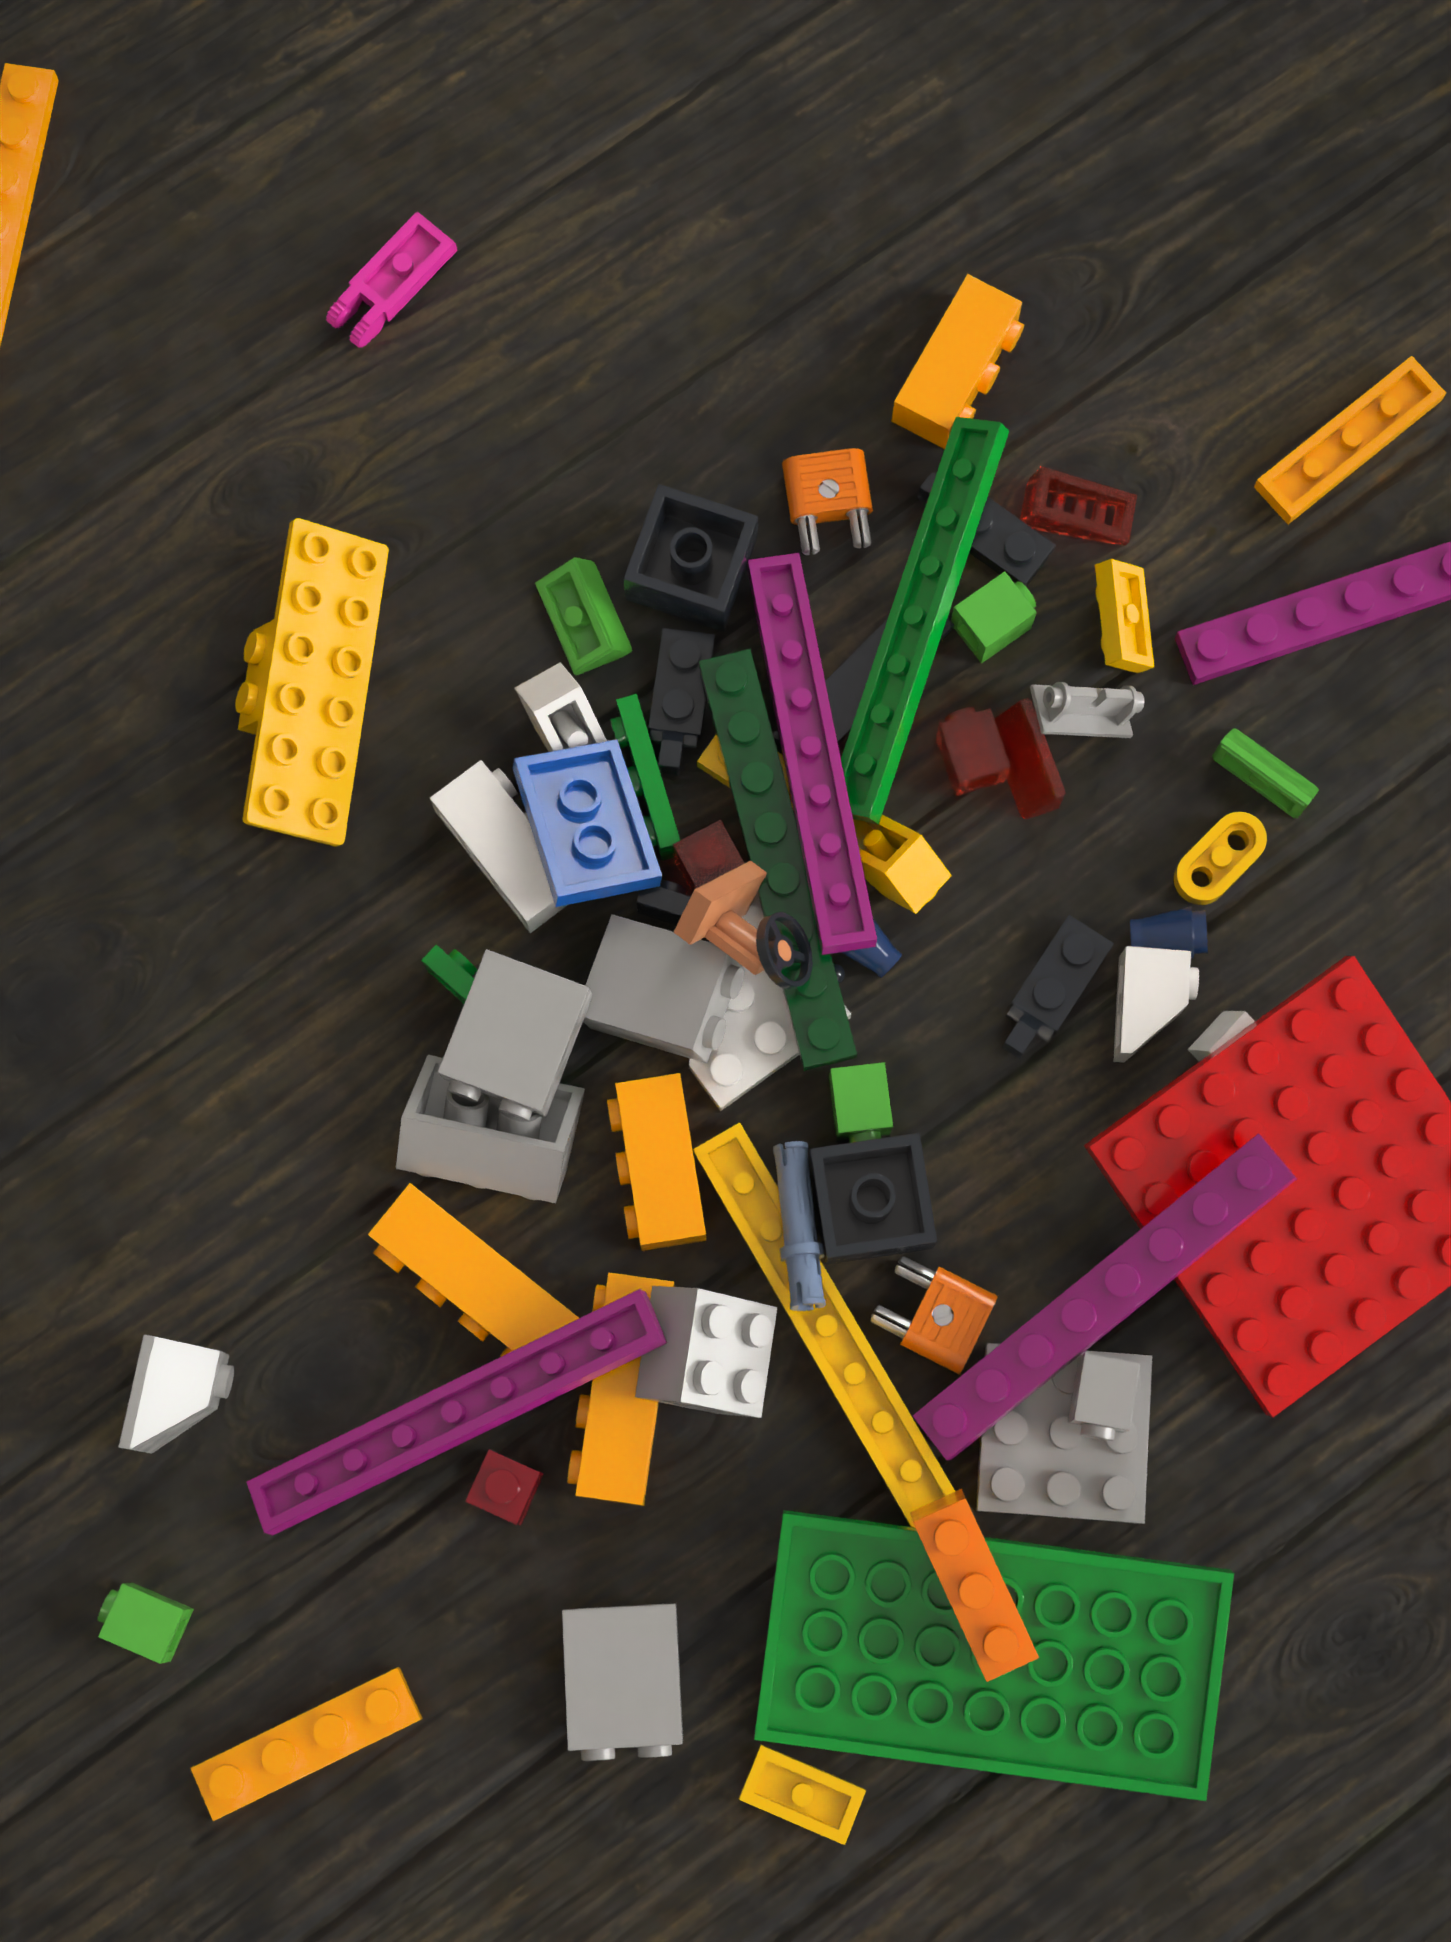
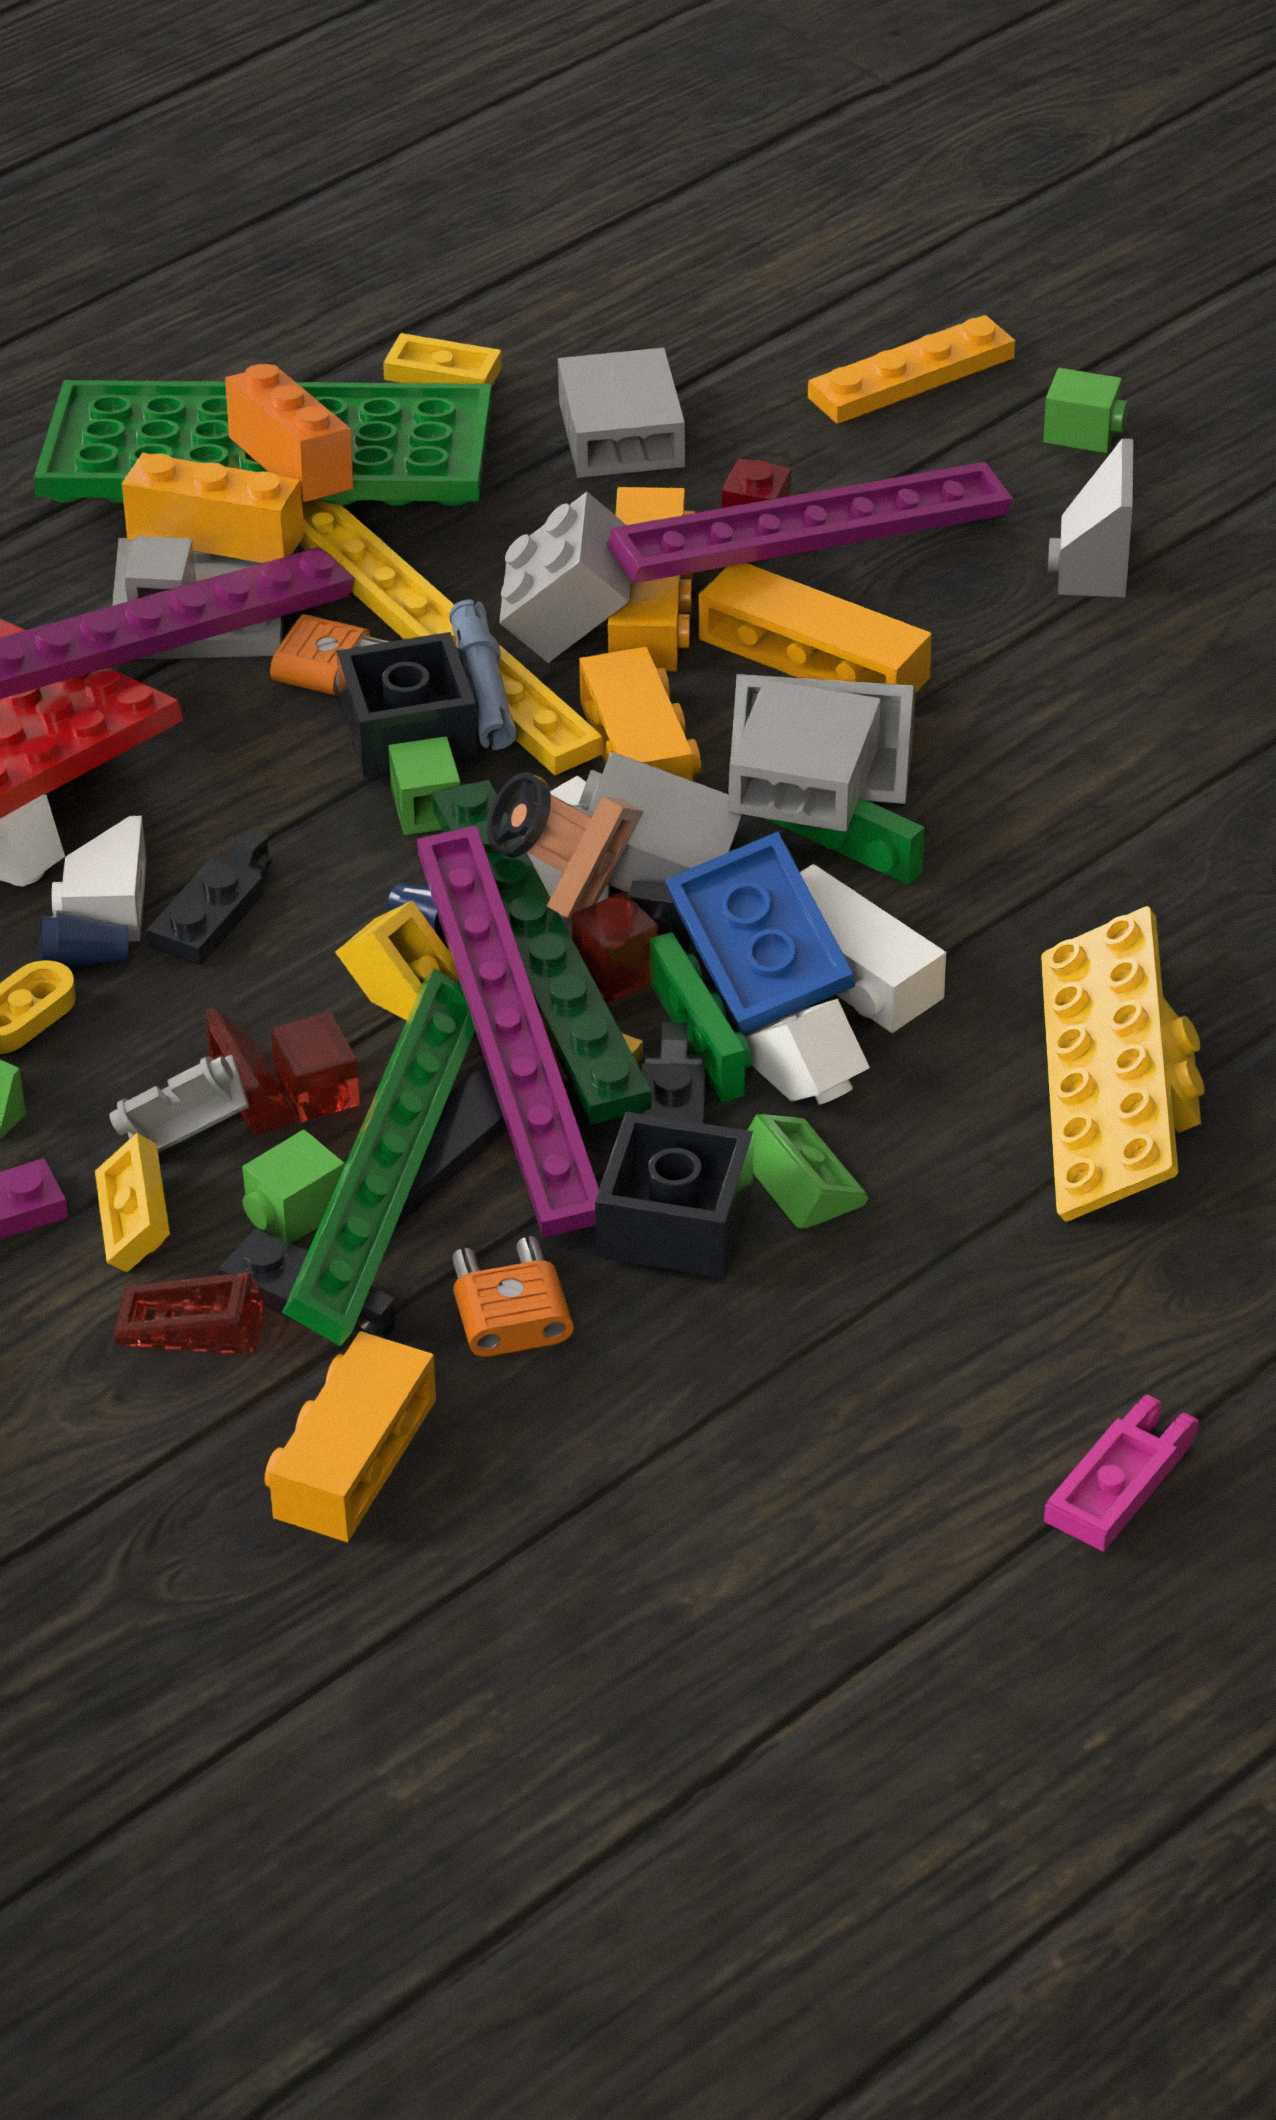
camera: 175 degrees right, 35 degrees down
(1052, 1498) = (216, 506): none -> light orange brick

